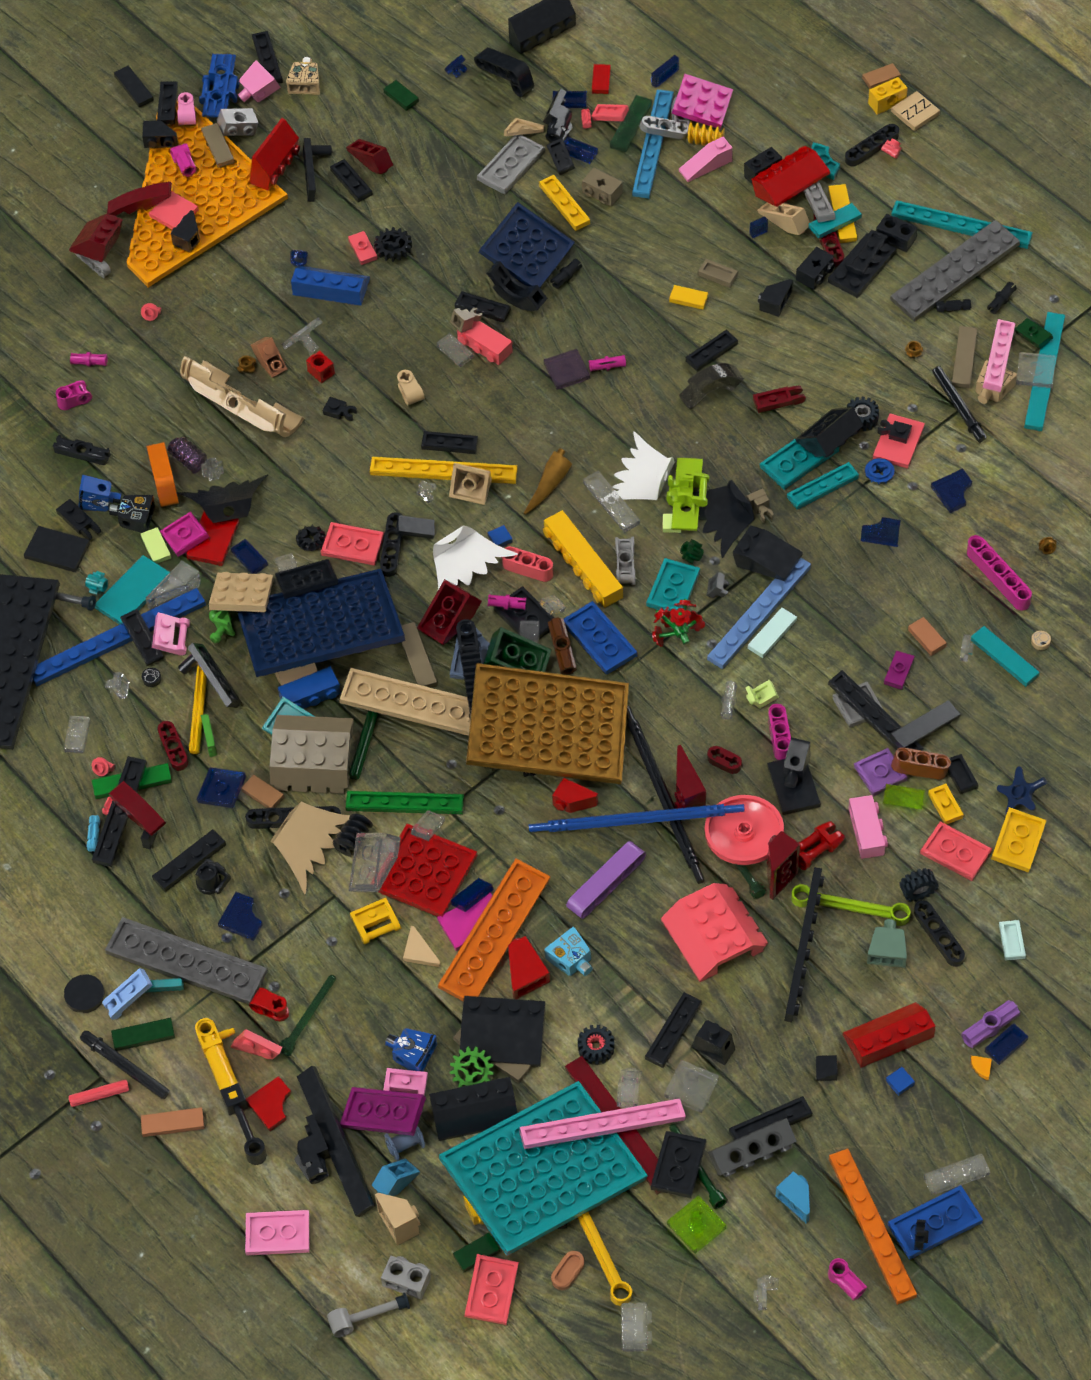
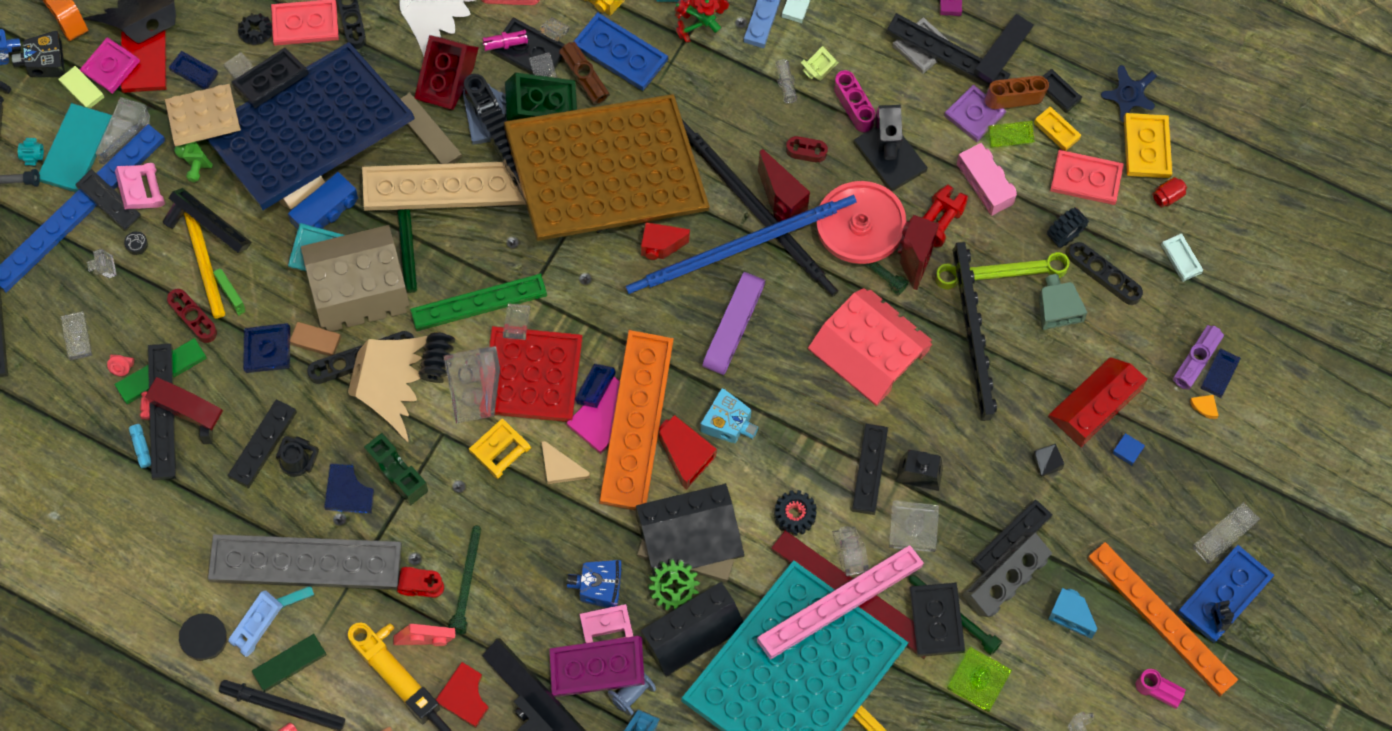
camera: 25 degrees left, 10 degrees up
(284, 910) = (394, 469): none -> dark green arch
(1022, 883) = (1170, 192): none -> red brick

